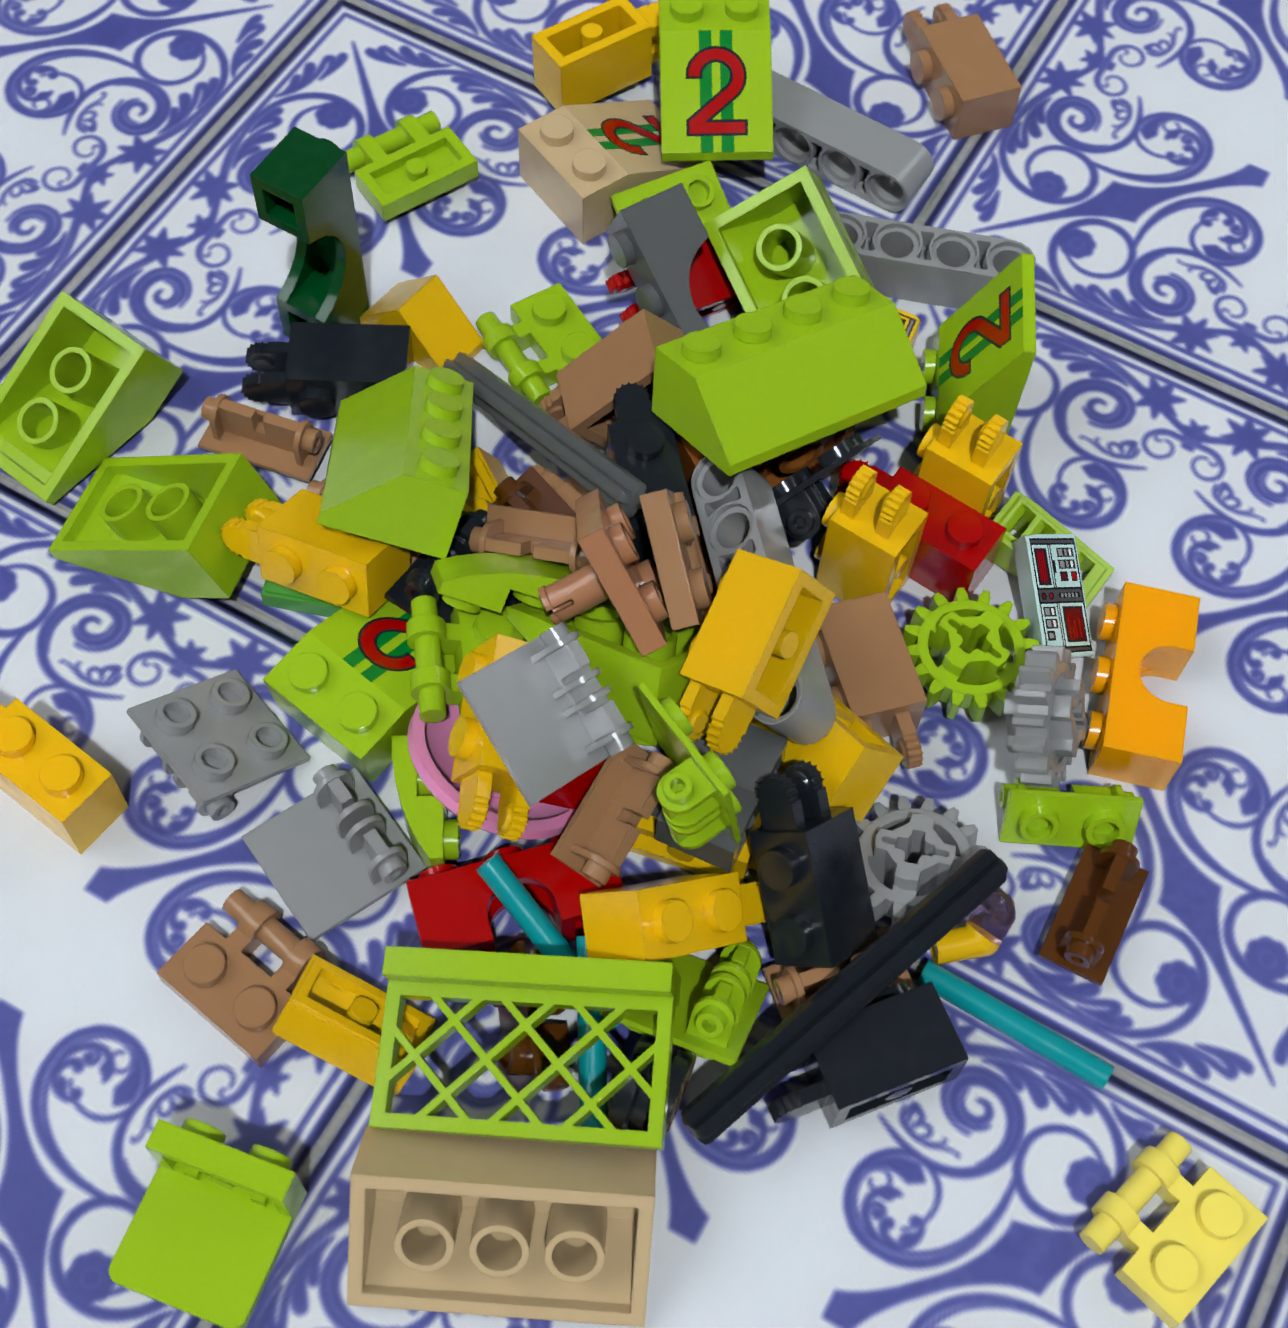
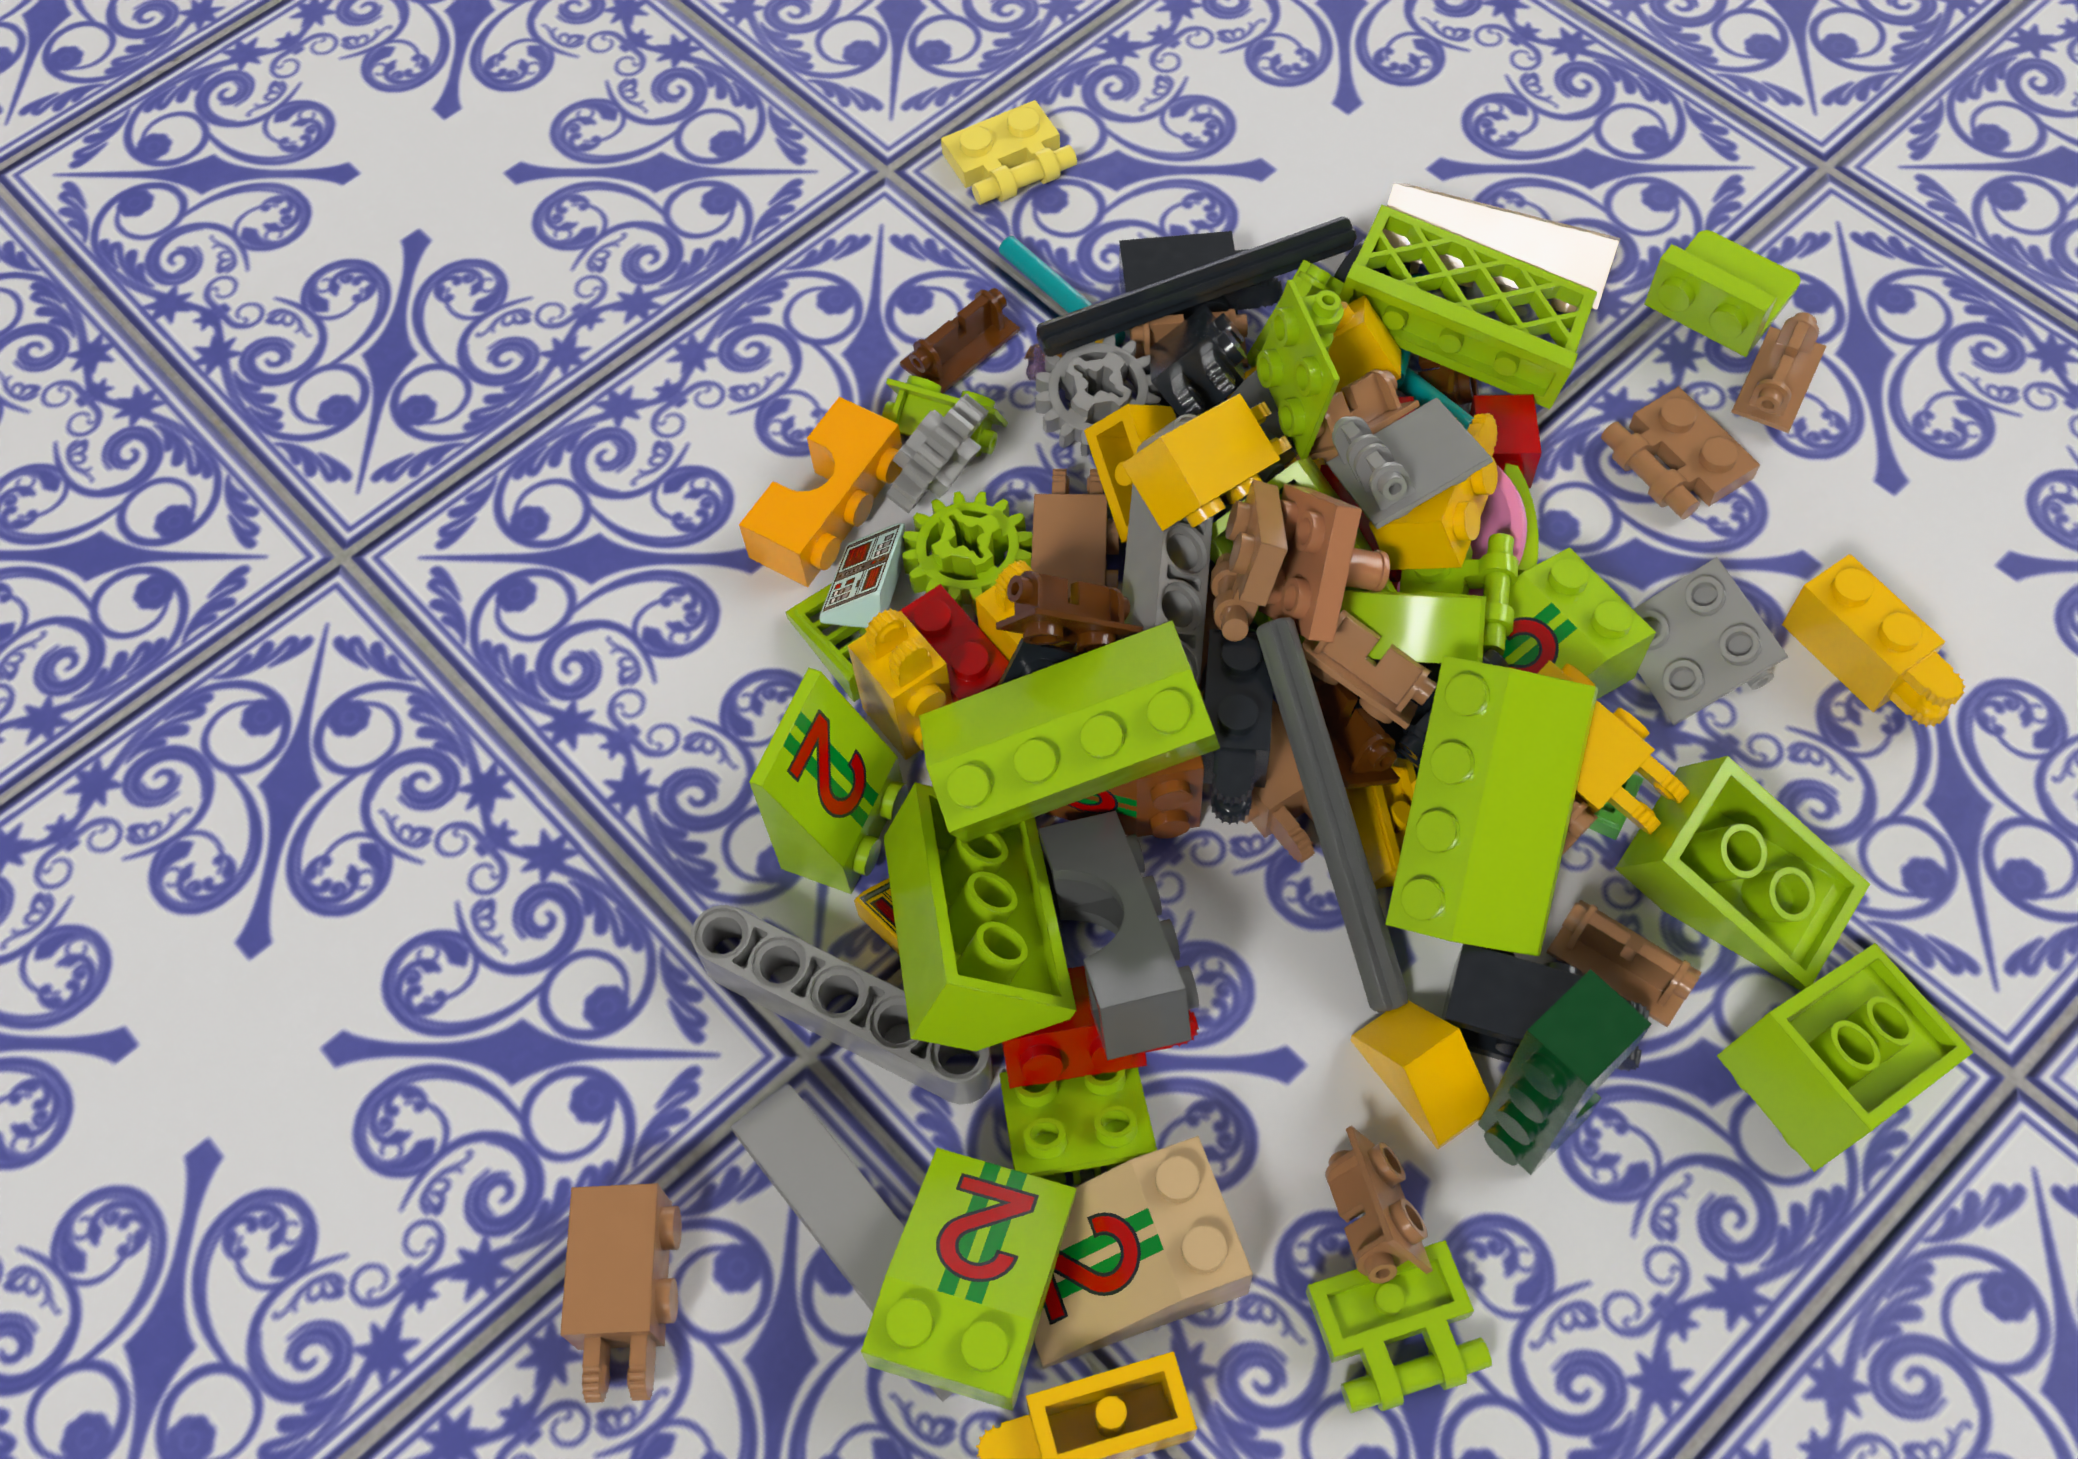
camera: 155 degrees left, 0 degrees up
(137, 1094) = (1781, 373): none -> medium nougat hinge
(333, 852) = (1601, 522): light grey hinge -> none
(343, 1020) = (1608, 393): yellow slope -> none
(429, 202) = (1391, 1229): none -> medium nougat hinge
(548, 325) = (1259, 1013): lime plate -> none
(589, 382) = (1225, 864): medium nougat hinge -> none
(840, 459) = (1047, 618): none -> reddish brown hinge

